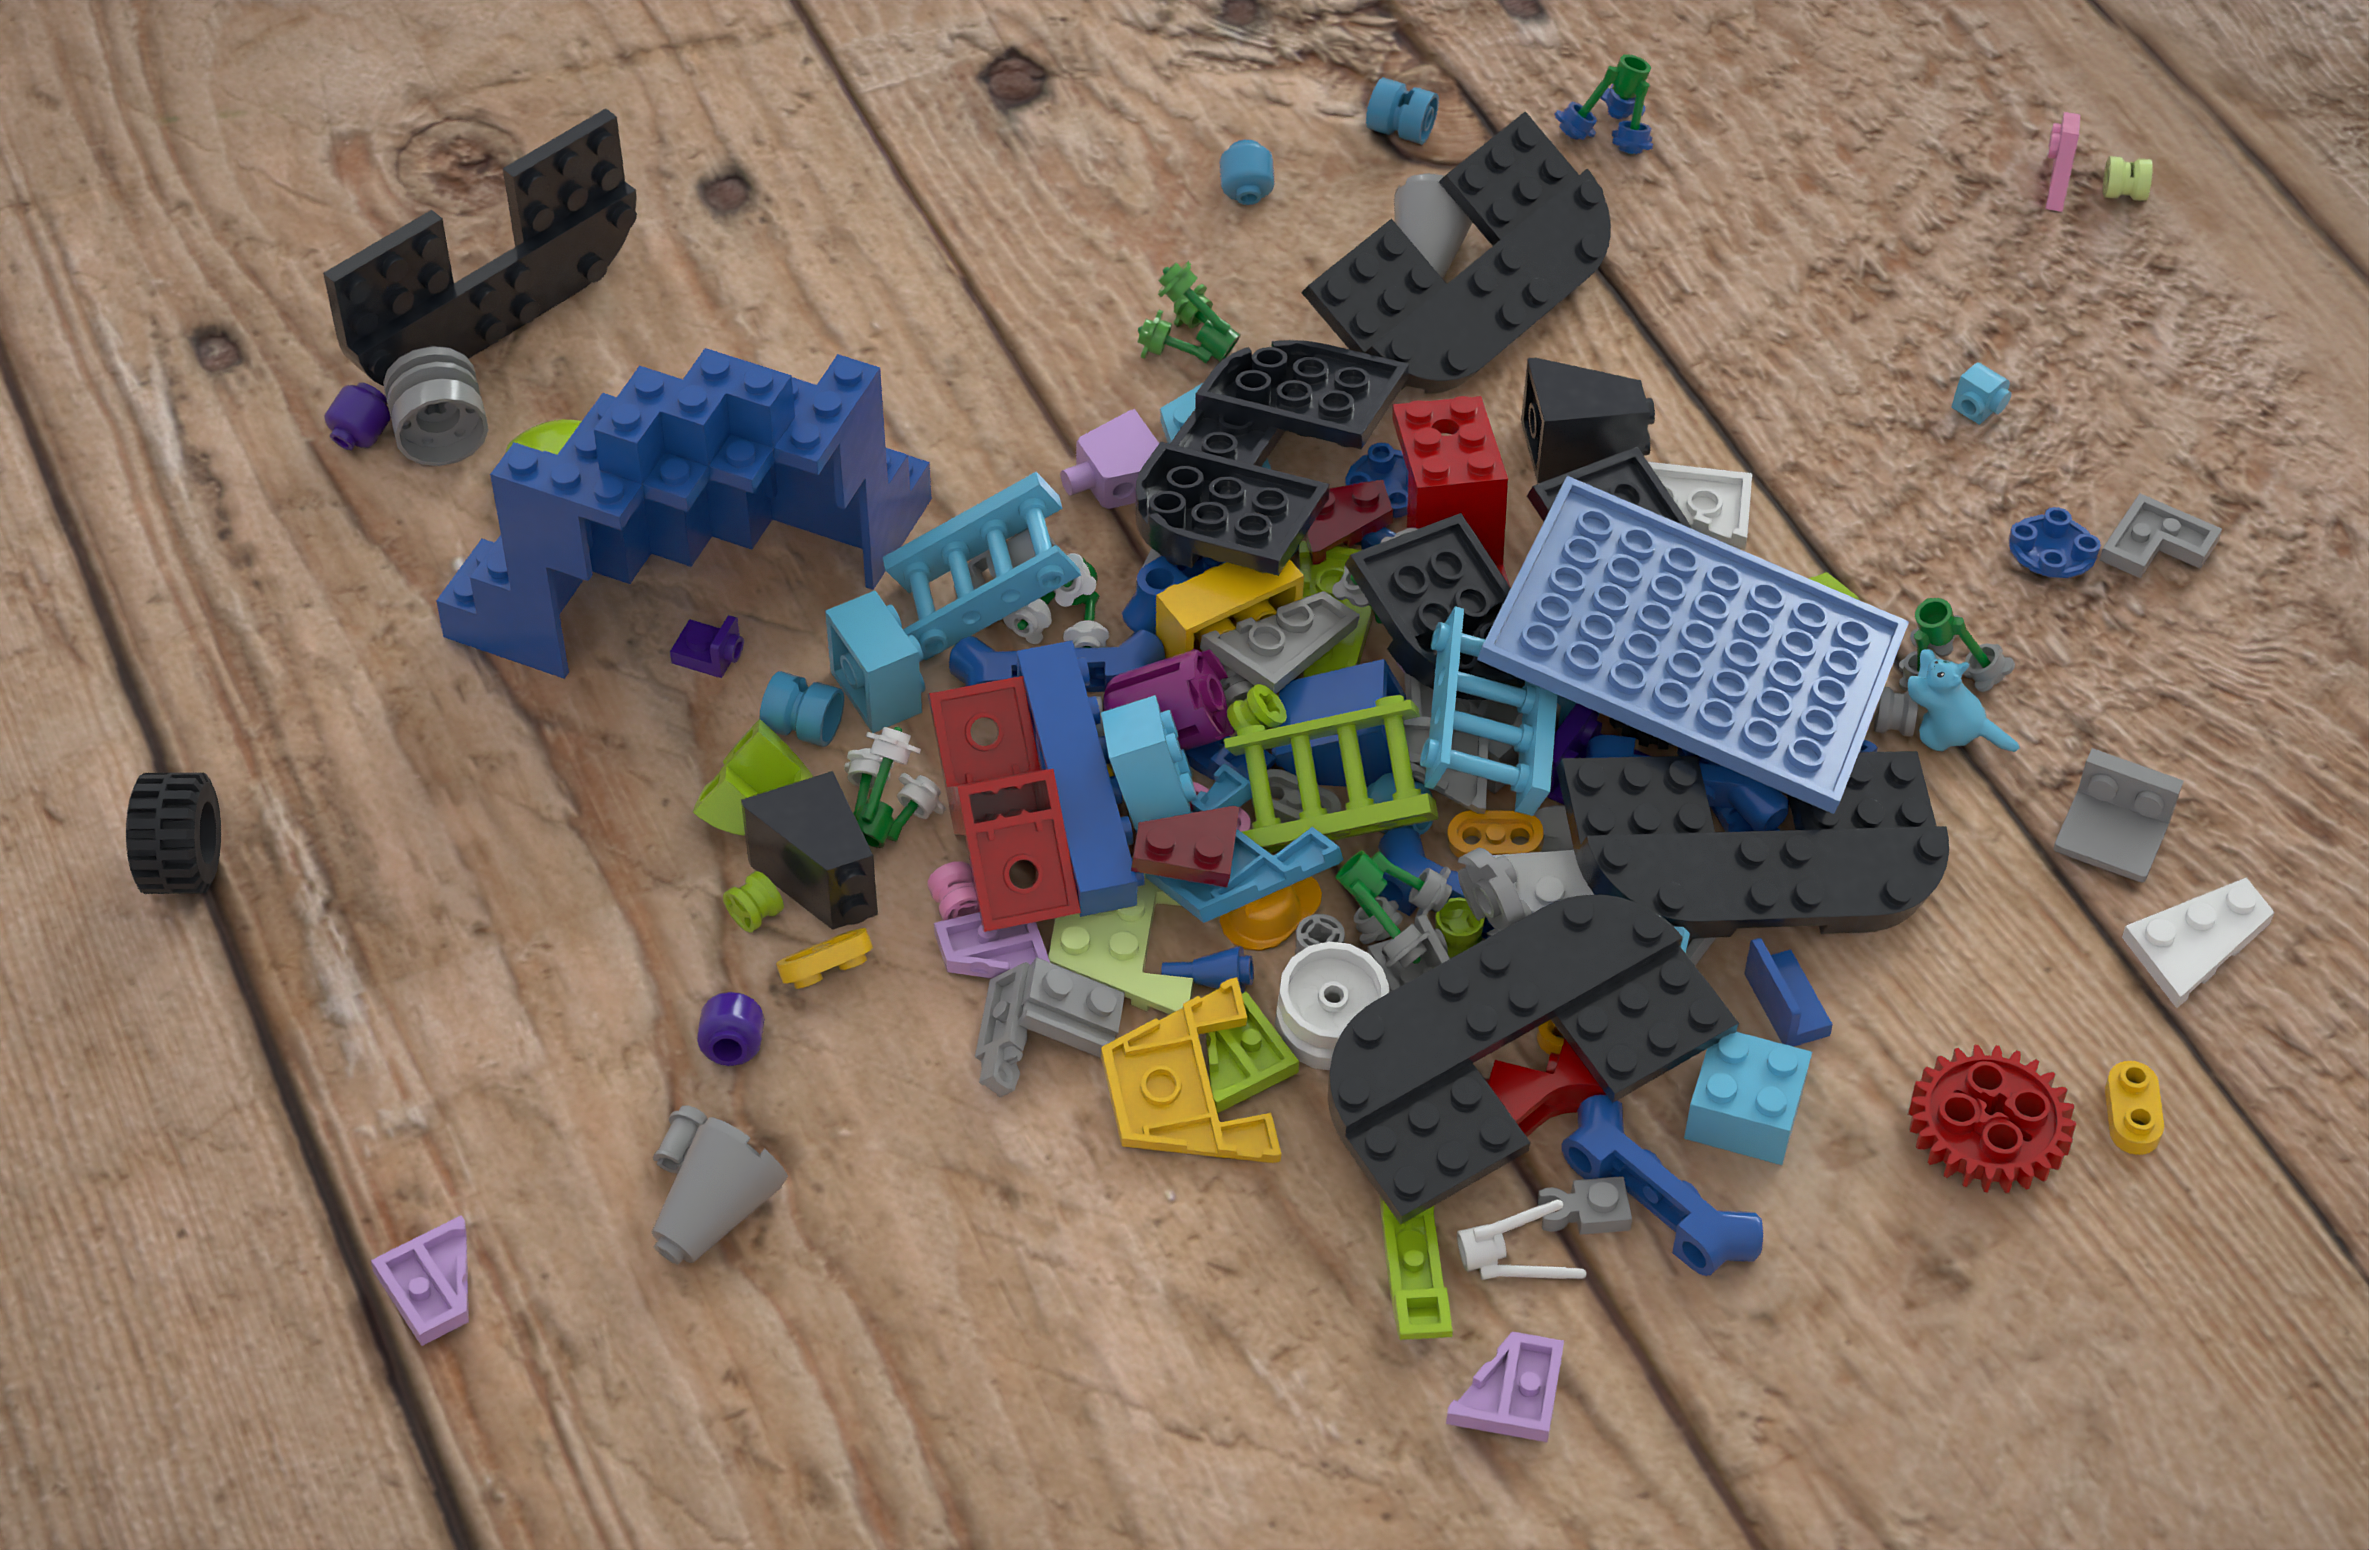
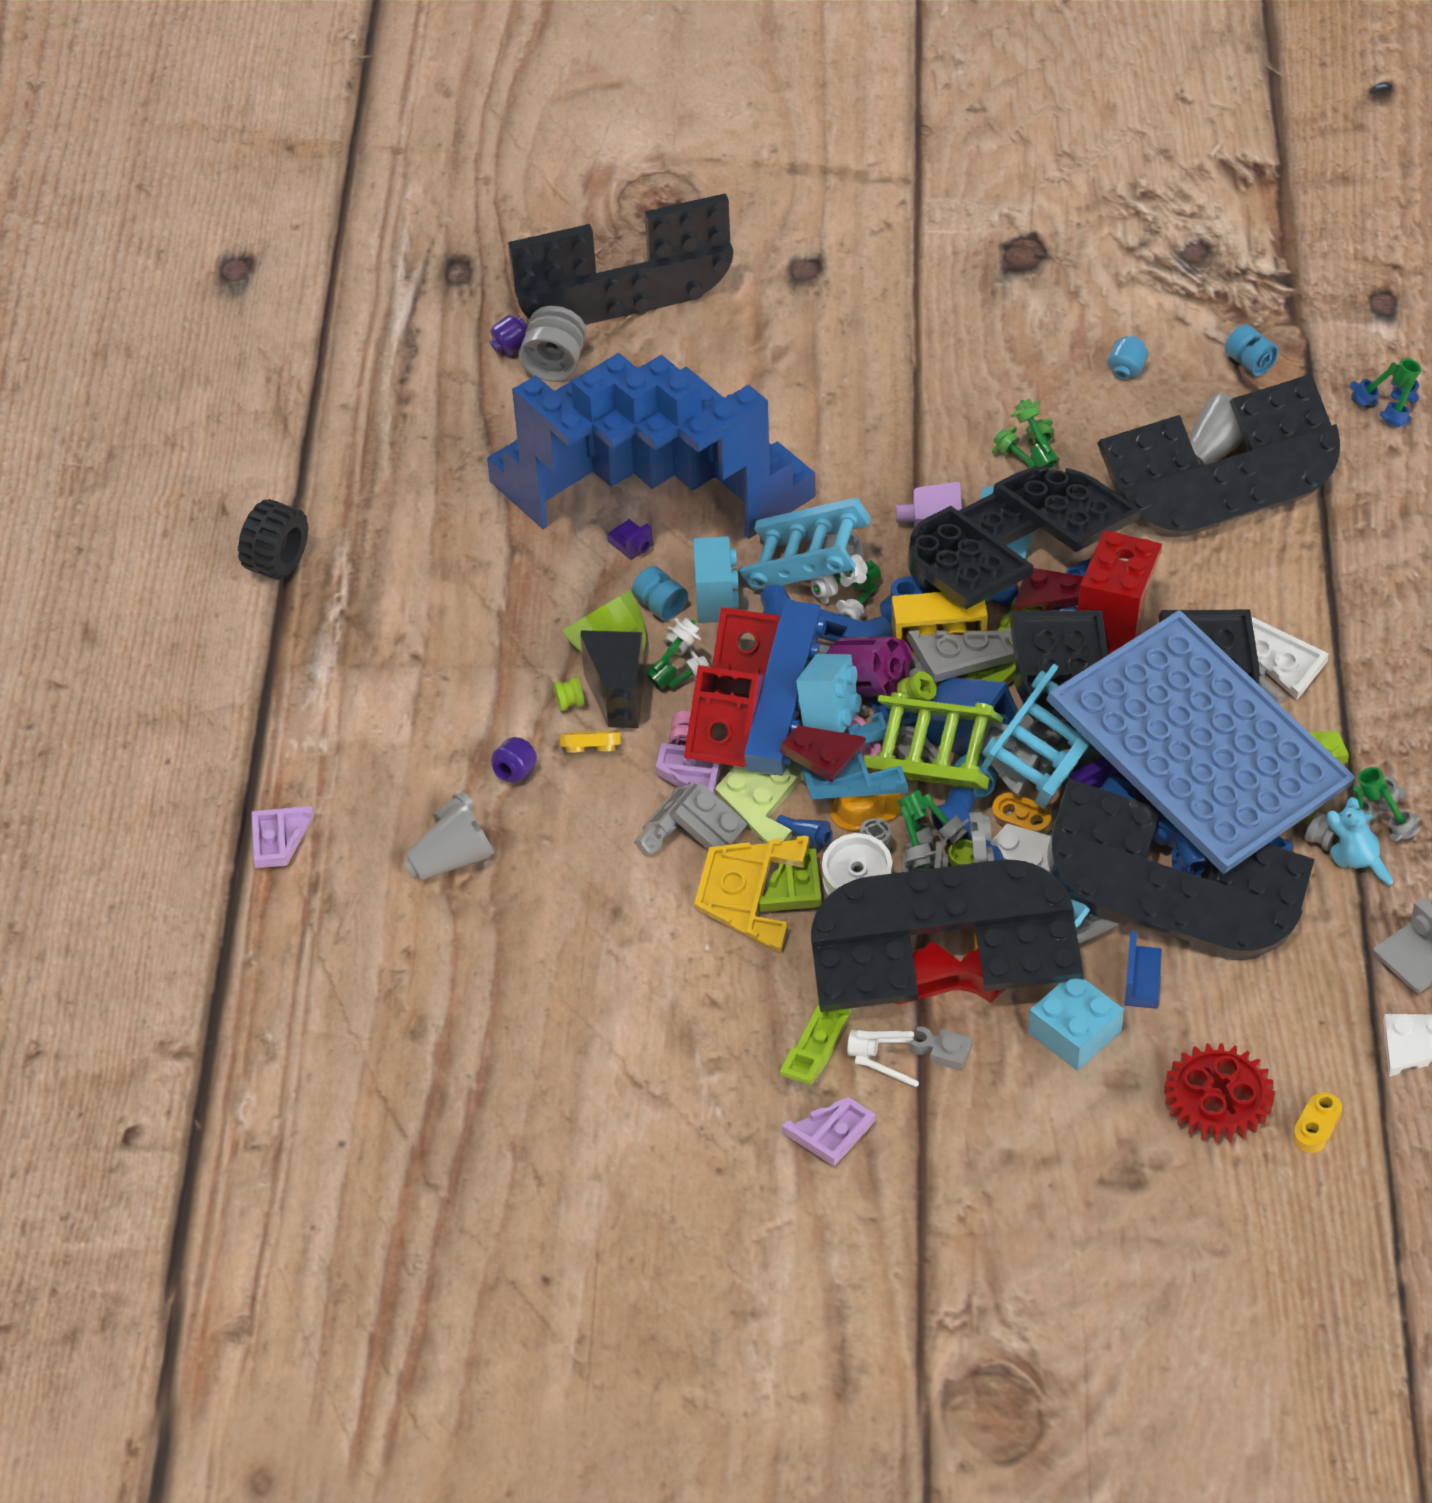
camera: 30 degrees right, 0 degrees up
(1581, 416) = (1236, 580): black slope -> none
(1703, 1234) = (995, 1087): blue plate -> none

